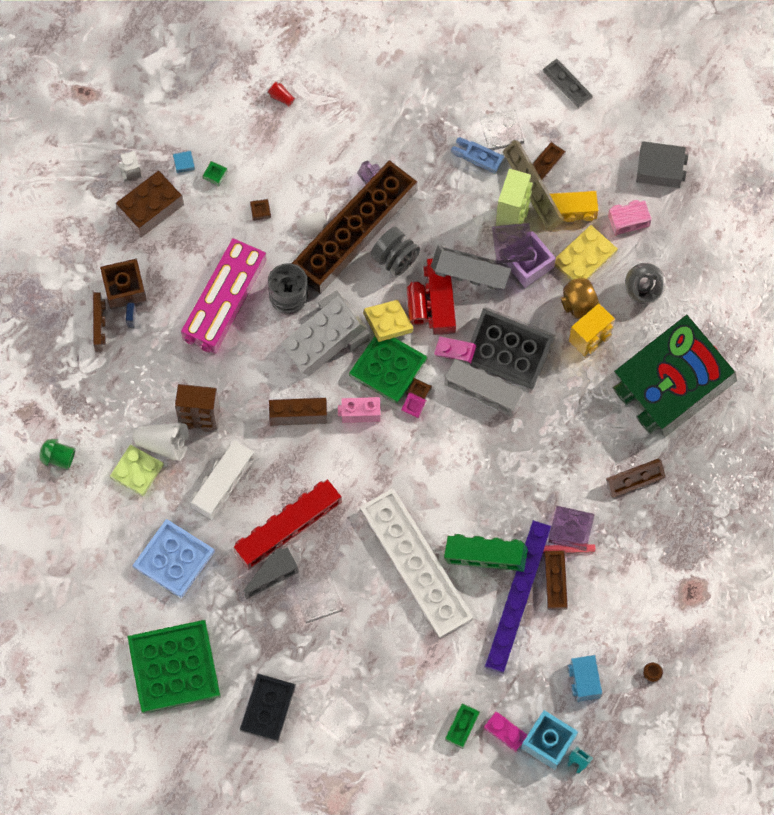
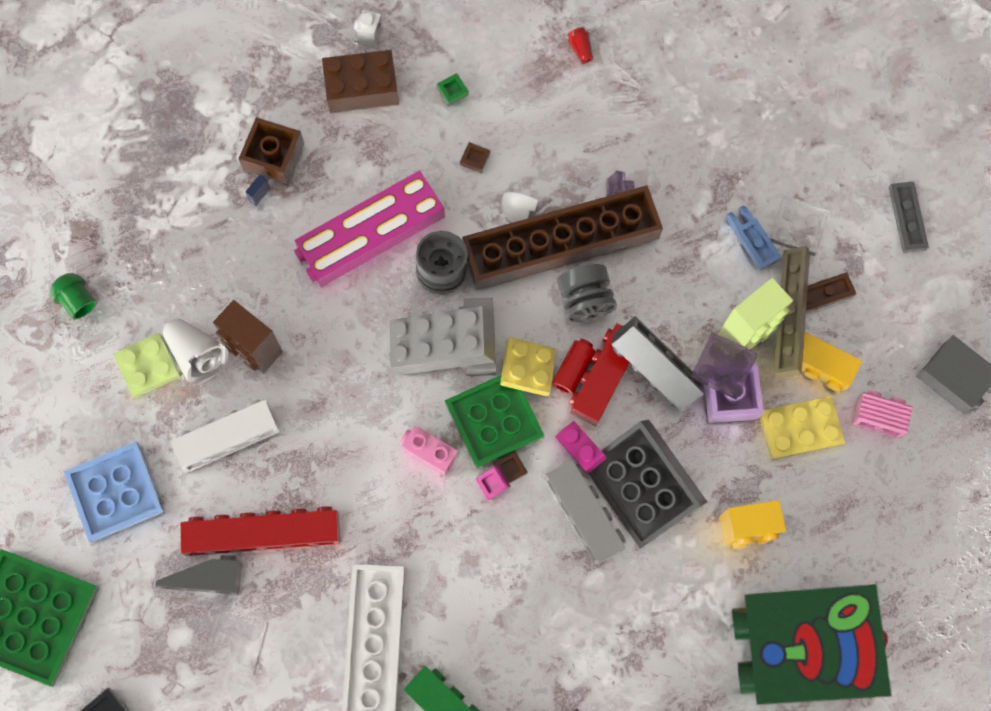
camera: 30 degrees right, 5 degrees up
(99, 322) = (219, 177): reddish brown plate -> none
(183, 162) = (429, 57): dark azure tile -> none
(298, 411) = (359, 409): reddish brown brick -> none
(579, 297) = (762, 476): pearl gold wheel -> none
(641, 271) = (850, 518): dark grey wheel -> none

